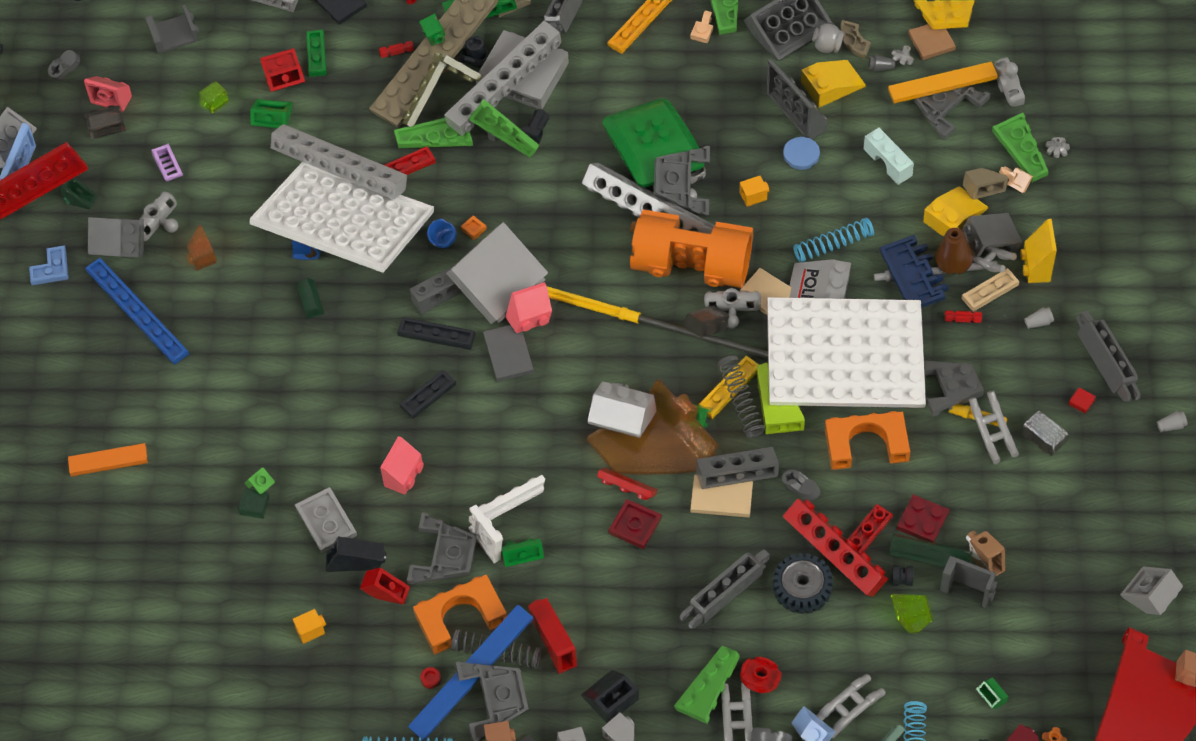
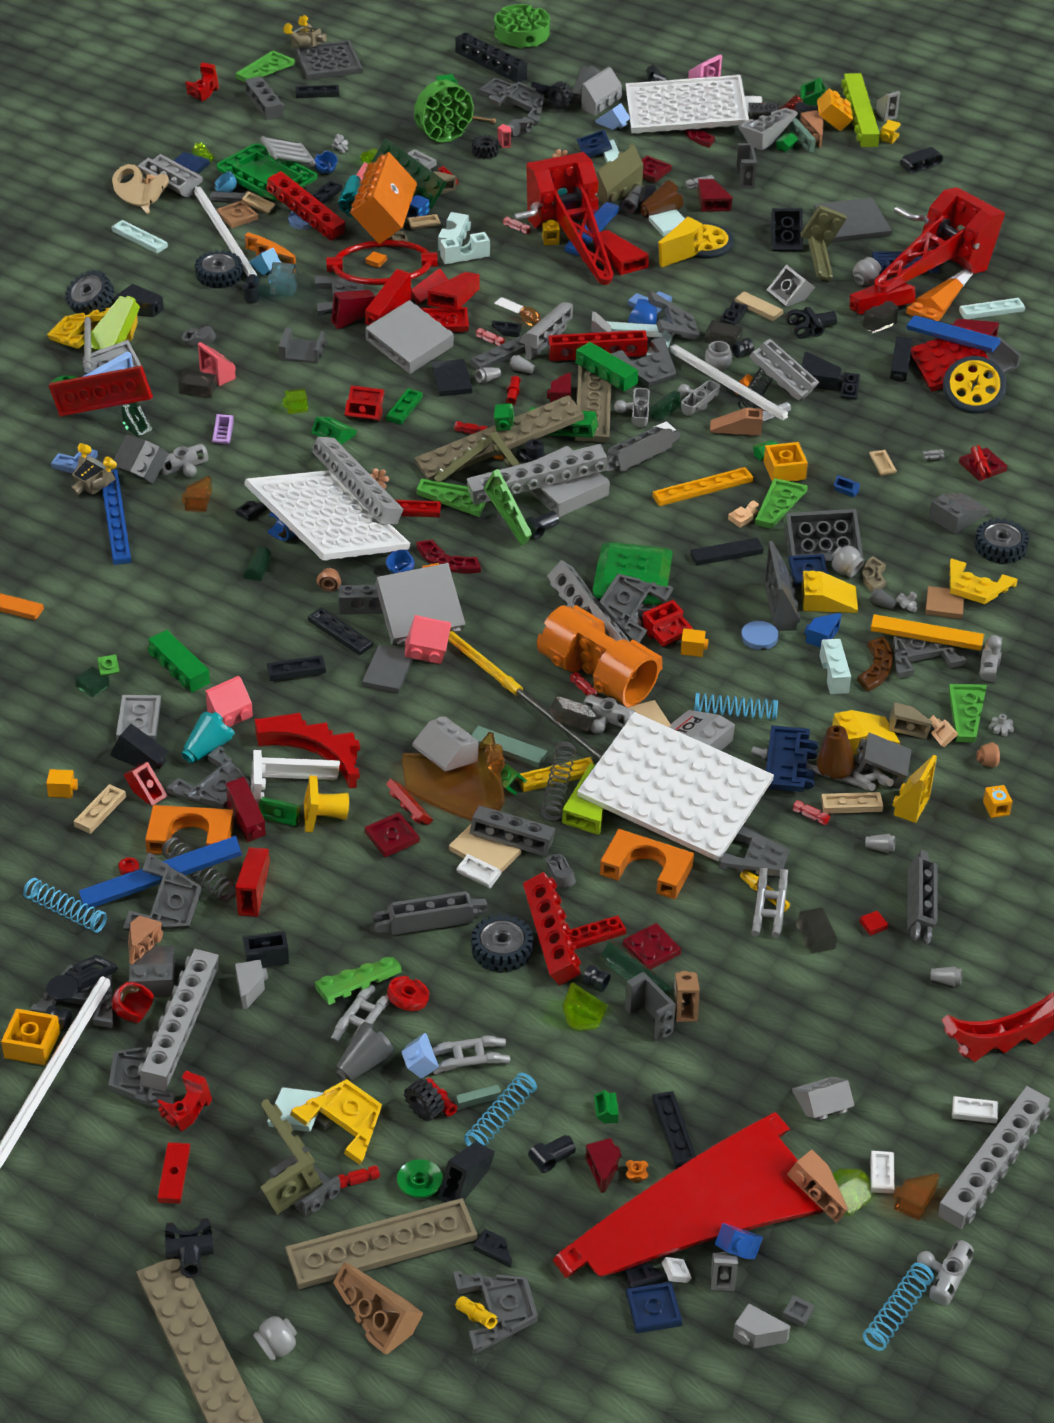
camera: 25 degrees right, 15 degrees down
(84, 277) = (90, 473): none -> torso
(258, 241) = (250, 510): none -> black tile
(317, 441) = (178, 661): none -> green brick
(354, 147) = (379, 477): none -> nougat plant
(362, 633) = (99, 809): none -> tan plate
(389, 283) = (329, 580): none -> nougat cone
(405, 510) = (206, 737): none -> teal cone
(484, 209) = (457, 564): none -> dark red tile
(498, 569) = (245, 809): none -> dark red slope
(501, 459) = (316, 738): none -> red arch
(554, 530) = (323, 804): none -> yellow plant
(671, 378) = (514, 748): none -> sand green tile
(689, 283) = (583, 684): none -> red axle
(714, 76) = (726, 551): none -> black tile
(719, 183) = (665, 623): none -> red brick
(734, 522) = (478, 871): none -> white plate
(795, 59) = (805, 563): none -> dark blue tile
(852, 123) = (822, 628): none -> blue slope
(921, 132) = (881, 664): none -> reddish brown tile
(1056, 684) = (673, 1128): none -> black tile
(1069, 184) = (989, 755): none -> nougat cone
(1104, 227) = (997, 801): none -> light orange brick

